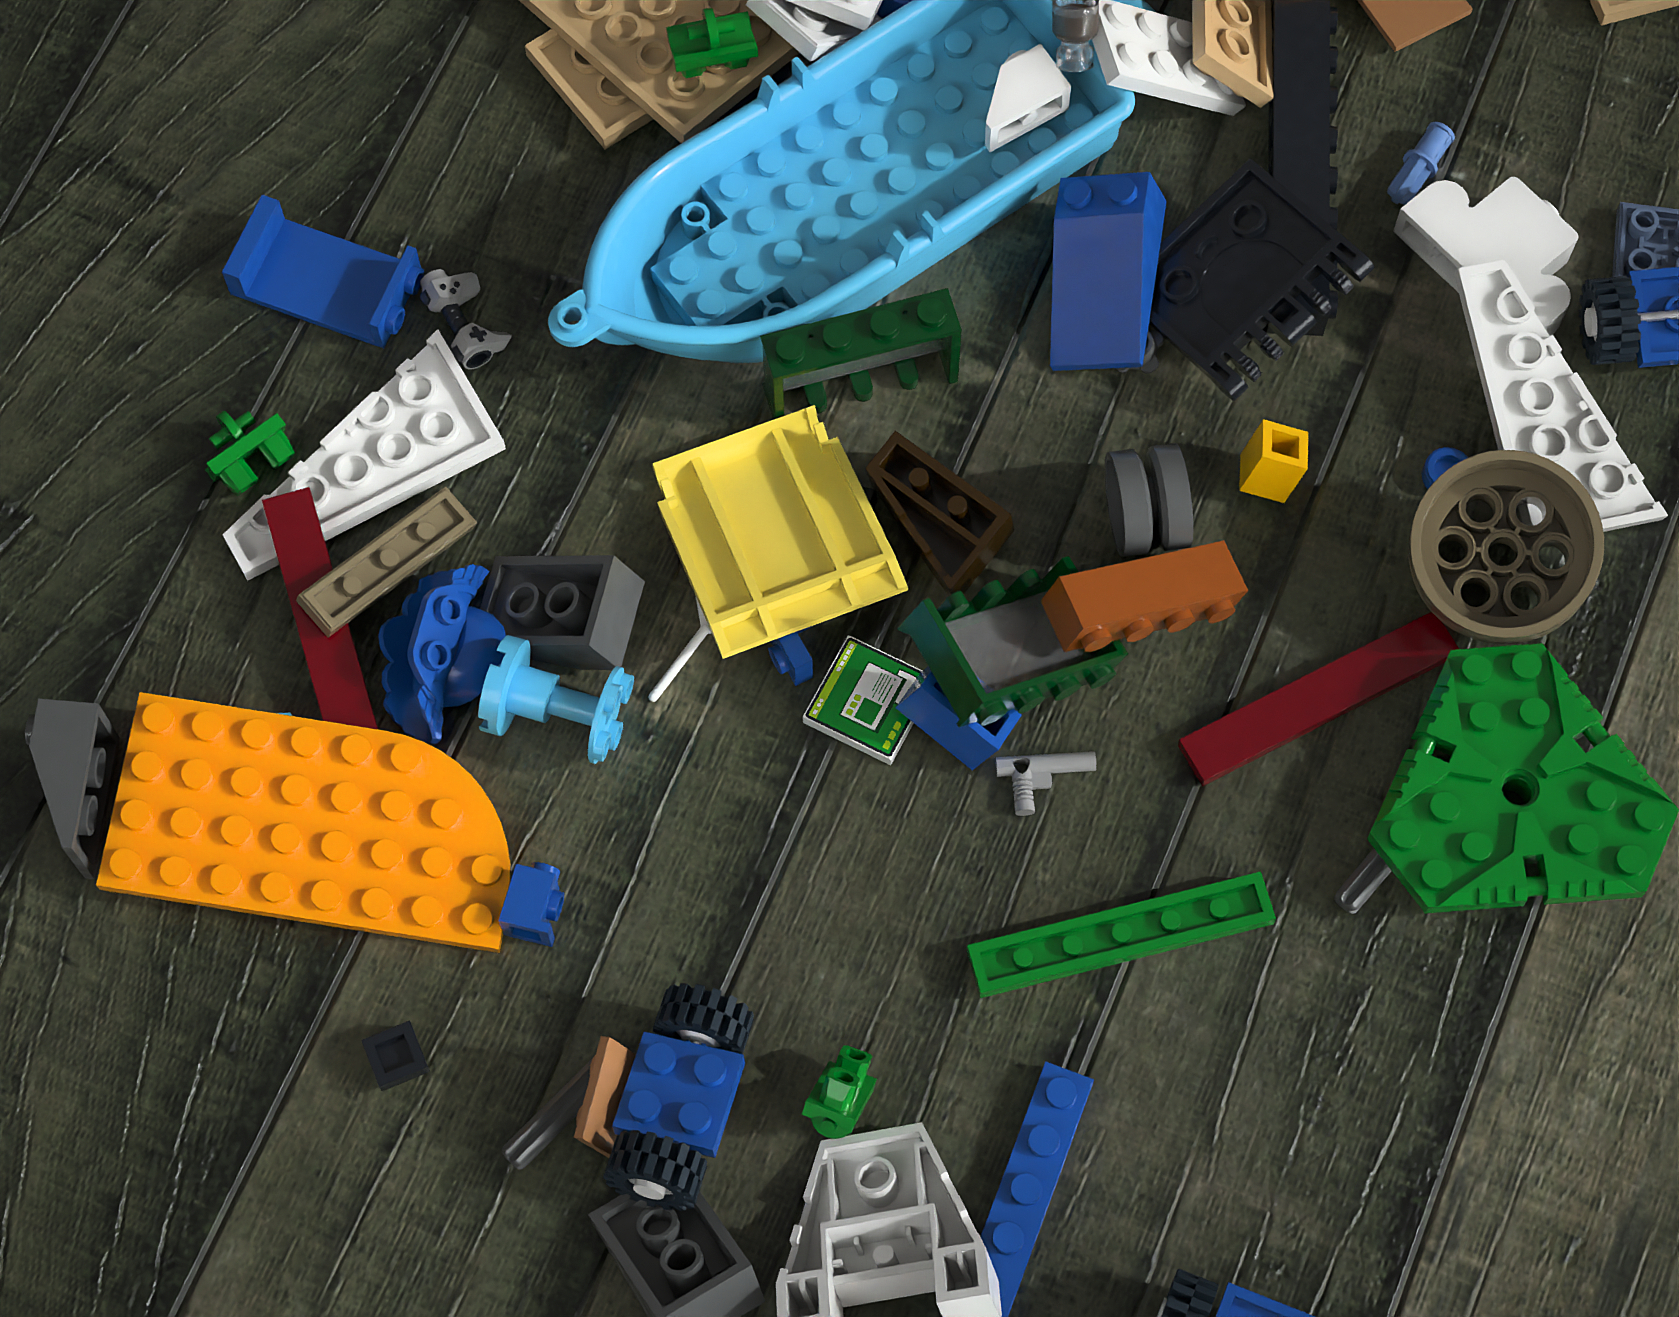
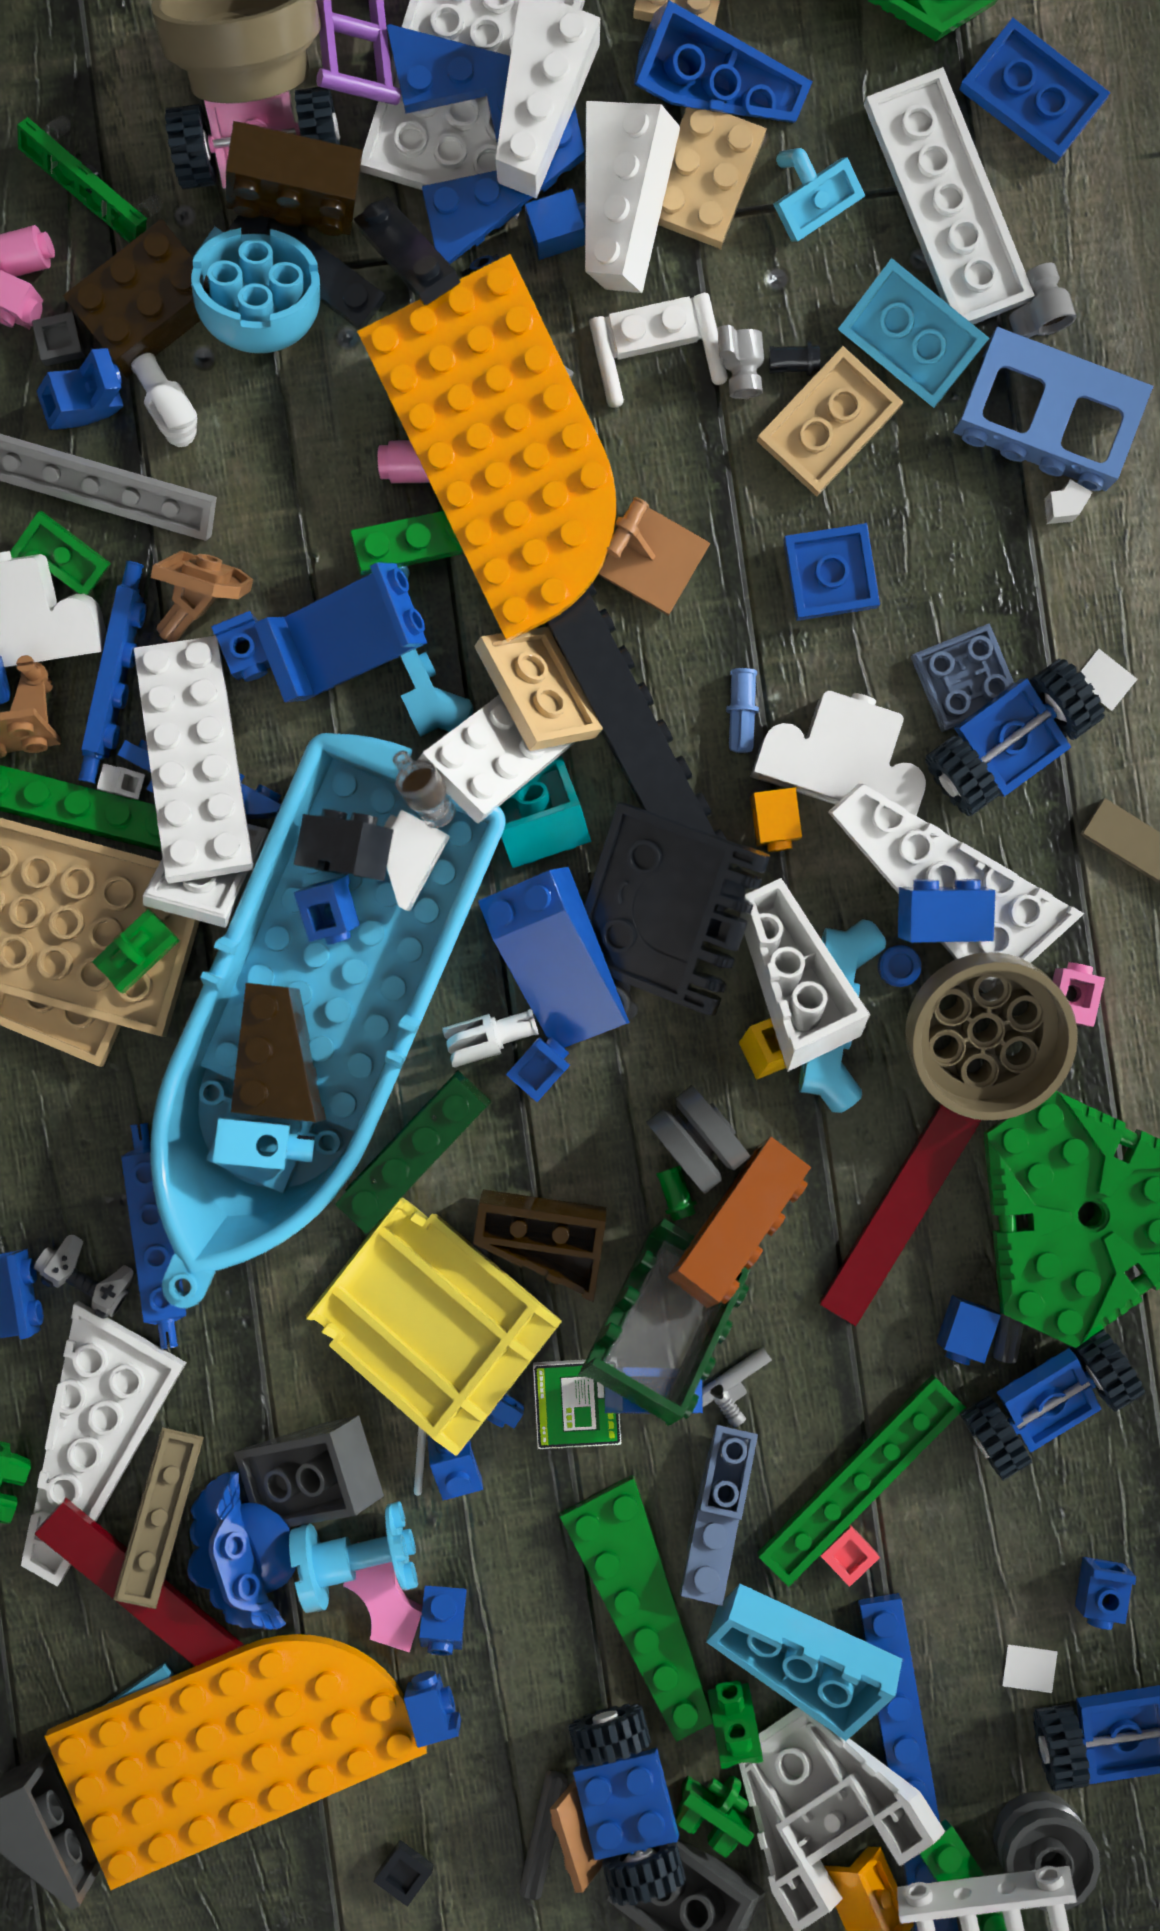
camera: 30 degrees left, 20 degrees up
(534, 350) = (149, 1238): none -> blue plate
(550, 797) = (391, 1611): none -> bright pink tile
(598, 828) = (442, 1619): none -> blue bracket
(707, 686) = (453, 1473): none -> blue bracket
(717, 252) = (239, 1138): none -> medium azure torso
(748, 1164) = (721, 1807): none -> green hips
(780, 195) = (275, 1057): none -> dark brown wedge
(819, 896) = (630, 1577): none -> green wing
(914, 99) = (316, 913): none -> blue brick
(952, 878) = (718, 1514): none -> sand blue slope
(956, 1068) = (806, 1660): none -> medium azure wedge
(966, 46) = (344, 845): none -> black brick
(991, 311) = (485, 1036): none -> white arm
(1028, 365) = (539, 1067): none -> blue bracket
(1064, 1002) = (850, 1555): none -> coral plate
(1094, 546) = (676, 1193): none -> green pin
(1168, 145) = (543, 817): none -> teal slope
(1191, 1244) = (1029, 1668): none -> white sticker
(1321, 845) = (967, 1330): none -> blue brick
(1334, 1180) = (1098, 1580): none -> blue brick
(1340, 402) = (799, 978): none -> white wedge
(1372, 957) = (1051, 1402): none -> plate
(1387, 427) = (827, 1073): none -> medium azure plate
(1398, 269) = (776, 819): none -> light orange brick
(1522, 415) = (946, 913): none -> blue brick
(1578, 91) = (831, 572): none -> blue plate
(1627, 573) = (1088, 991): none -> bright pink brick

